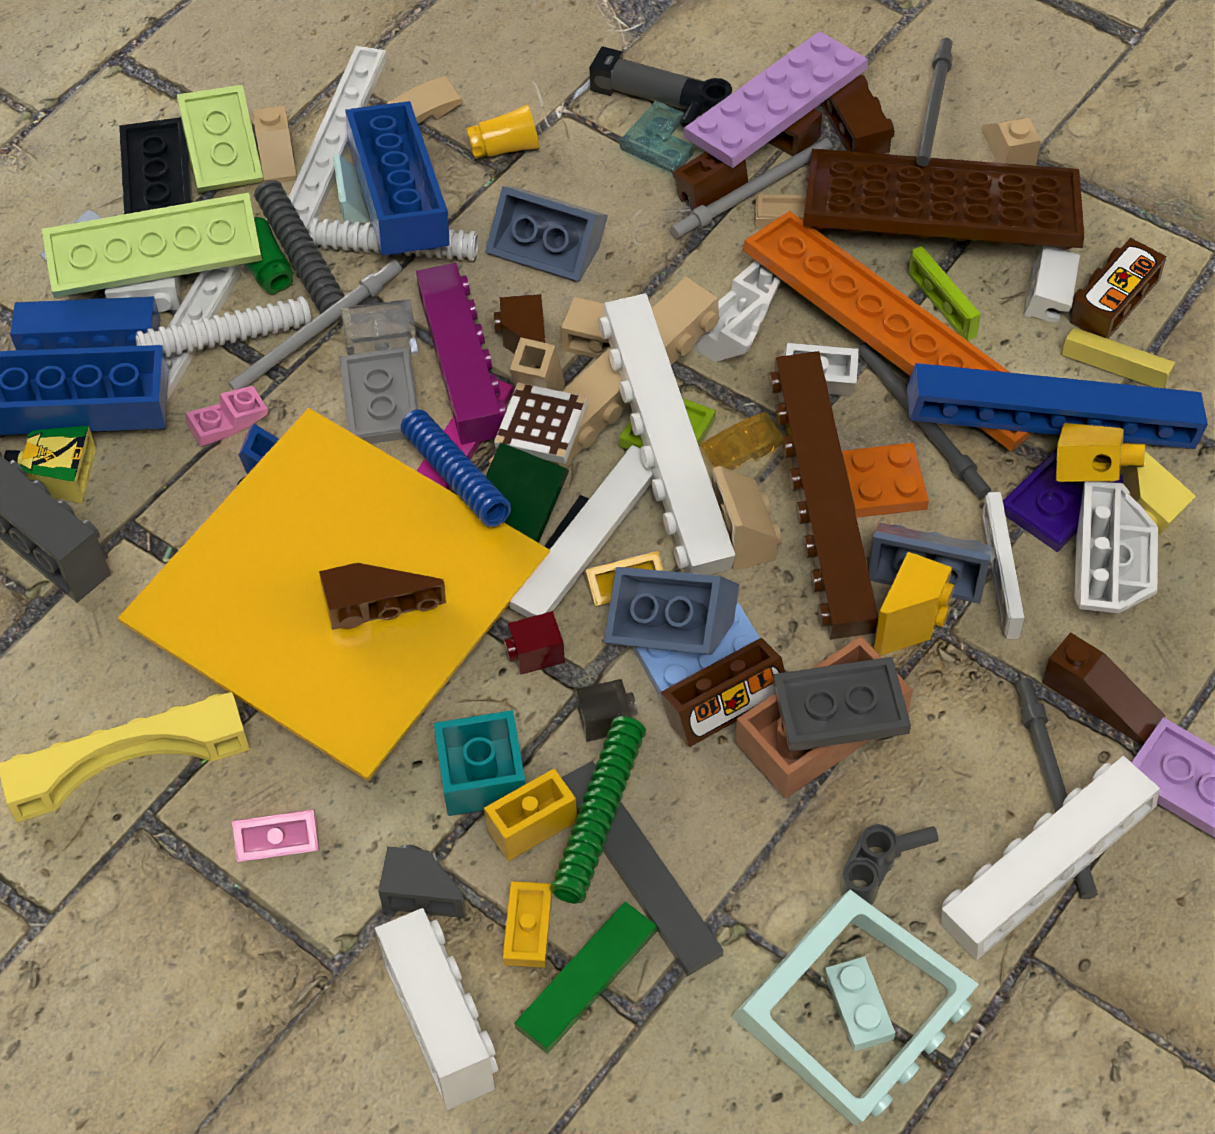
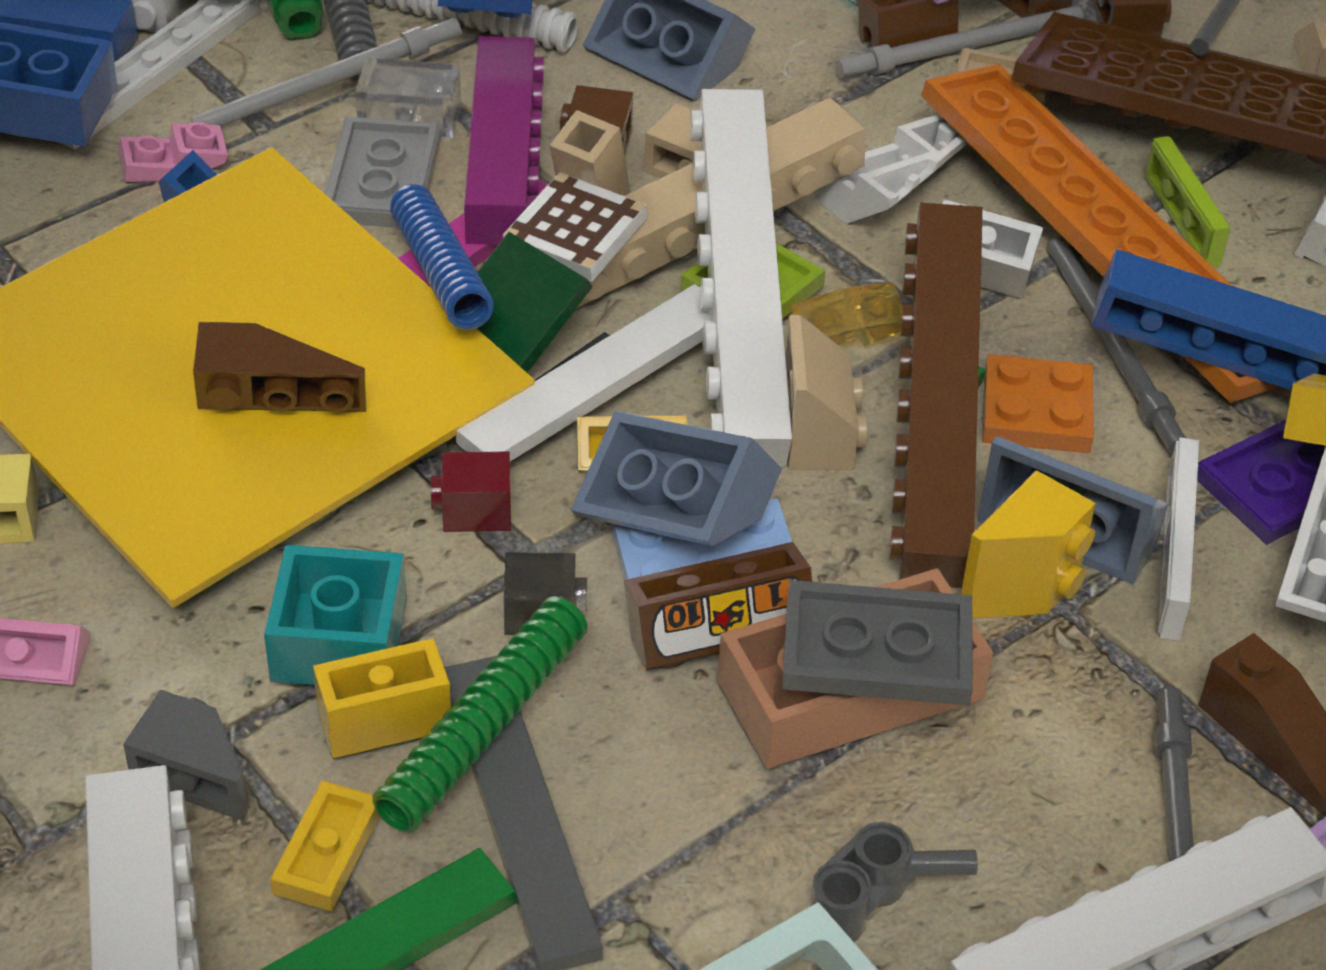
camera: 10 degrees right, 10 degrees down
(228, 327) = (213, 54): white piece -> none

